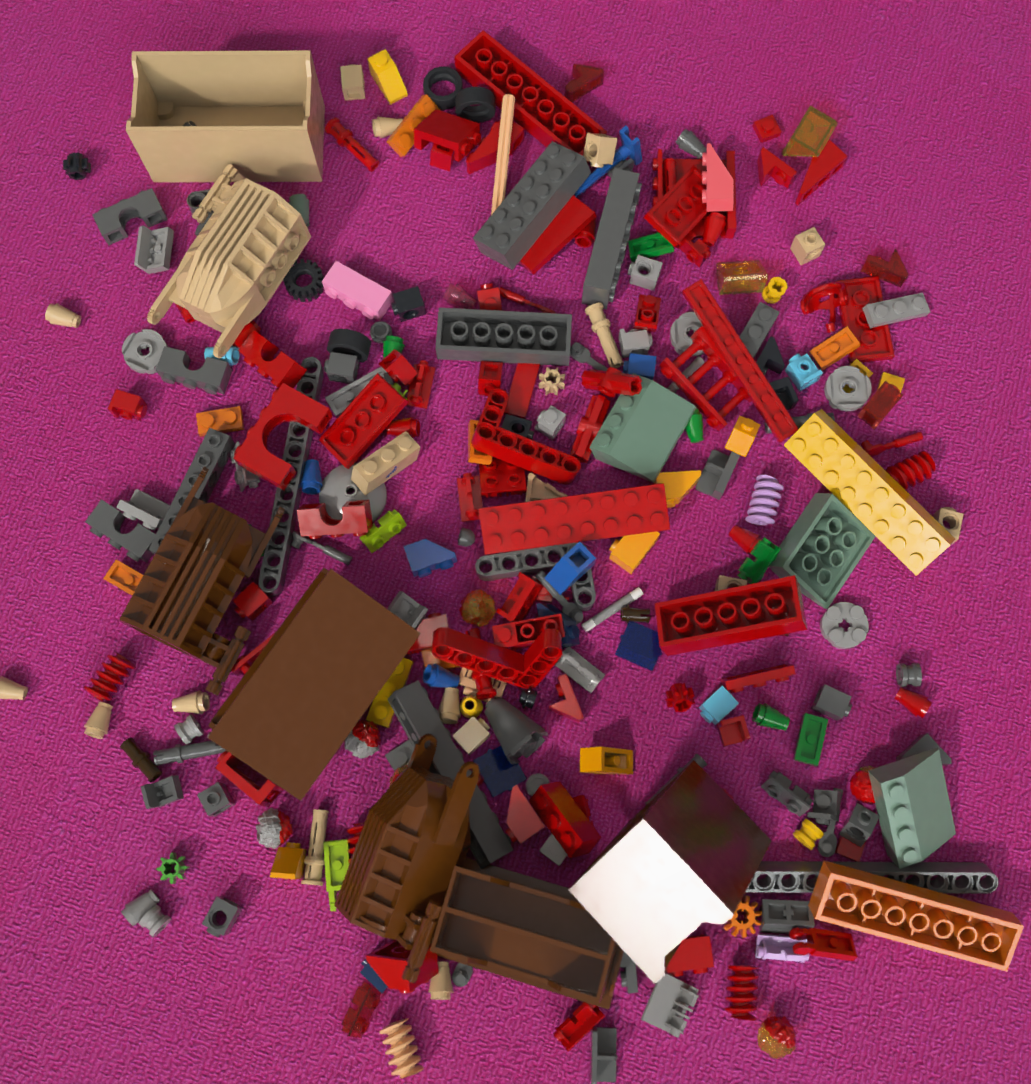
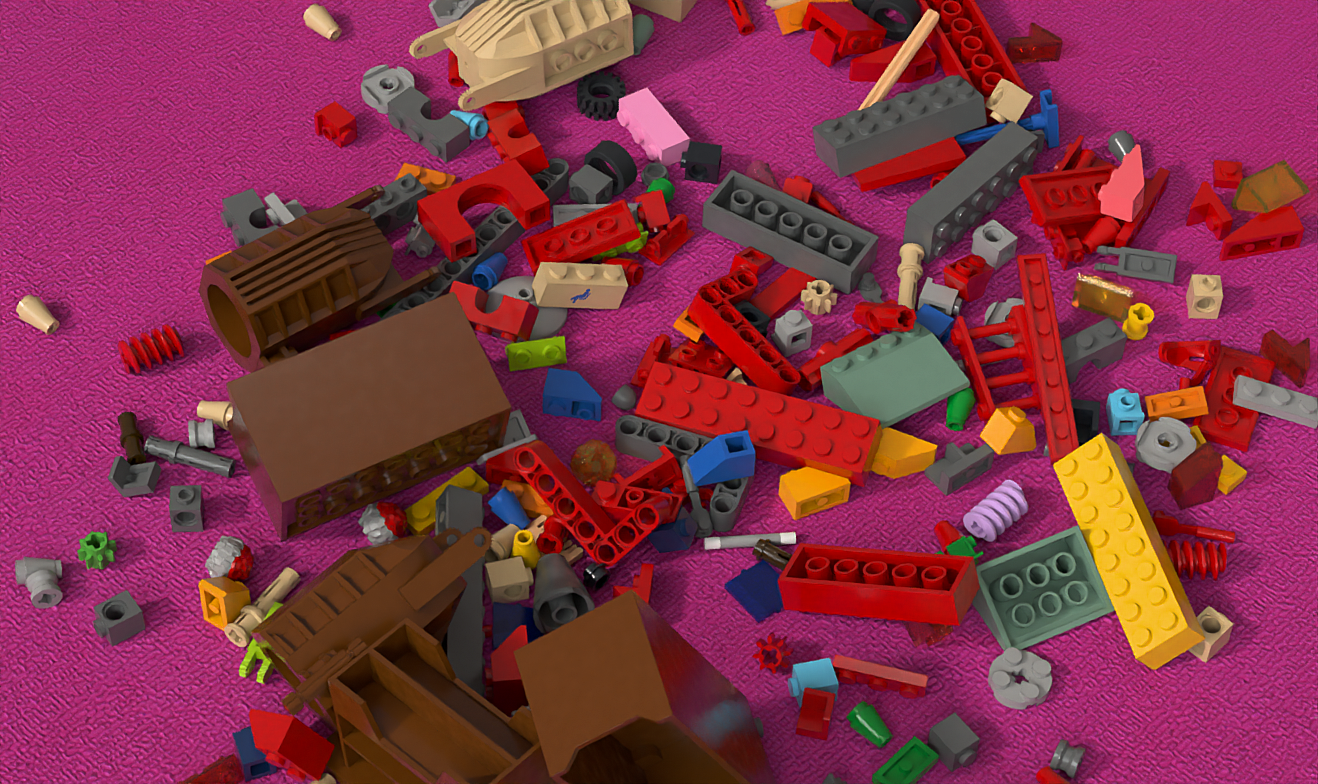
camera: 25 degrees right, 25 degrees down
(99, 721) = (110, 386): tan cone -> none
(261, 795) = (242, 517): red panel -> none
(579, 669) = (673, 577): light grey hinge -> none
(649, 246) = (1016, 221): green plate -> none
(750, 240) = (1139, 264): none -> dark grey hinge
(770, 358) = (1088, 380): black slope -> none

